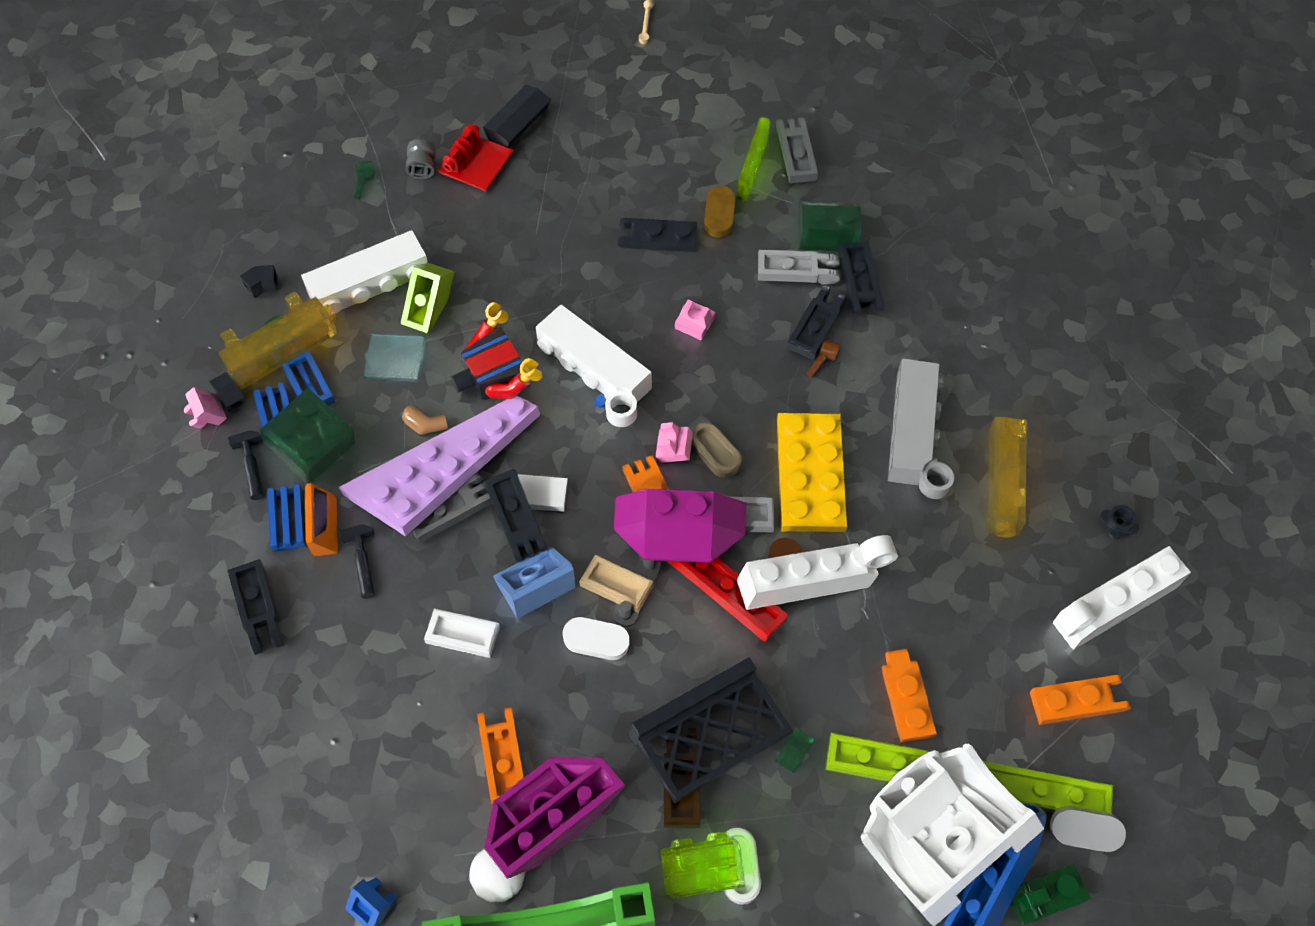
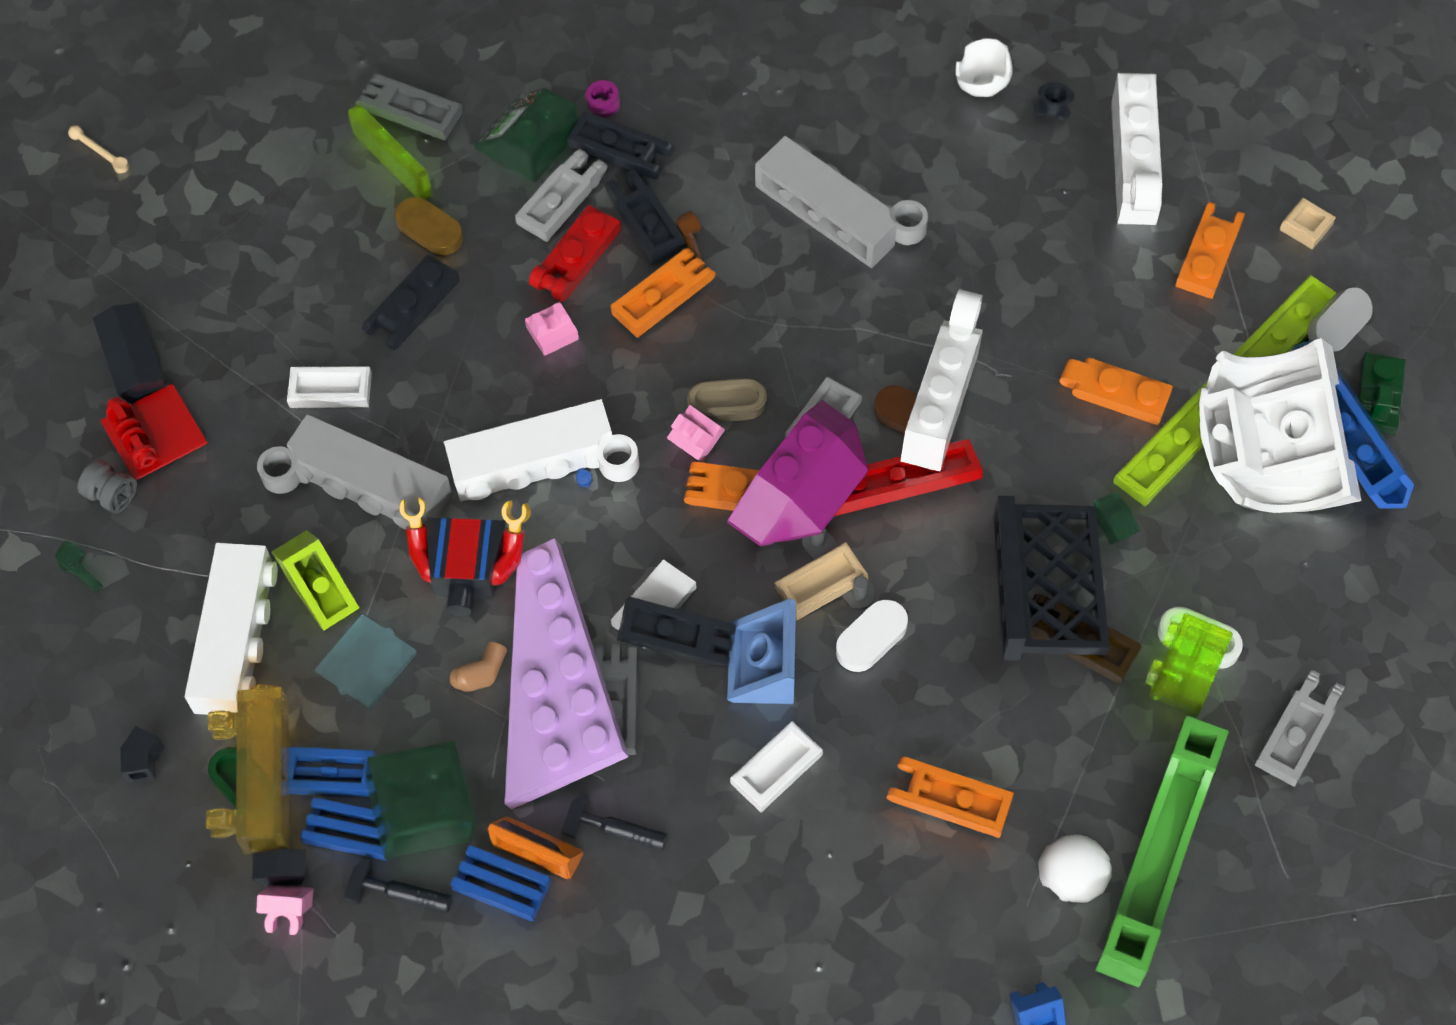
camera: 55 degrees left, 0 degrees up
(255, 603) = (595, 968): black hinge -> none
(514, 273) = (355, 470): none -> light grey hinge
(548, 811) = (1046, 772): magenta wedge -> none
(568, 228) = (329, 387): none -> white tile
(760, 301) = (575, 253): none -> red plate
(767, 365) = (662, 292): none -> orange hinge
(811, 473) = (816, 327): yellow plate -> none
(888, 255) = (597, 105): none -> magenta bush
(1006, 477) = (945, 159): clear yellow brick -> none
(1104, 459) = (984, 68): none -> white hair
(1160, 759) = (1307, 223): none -> tan tile

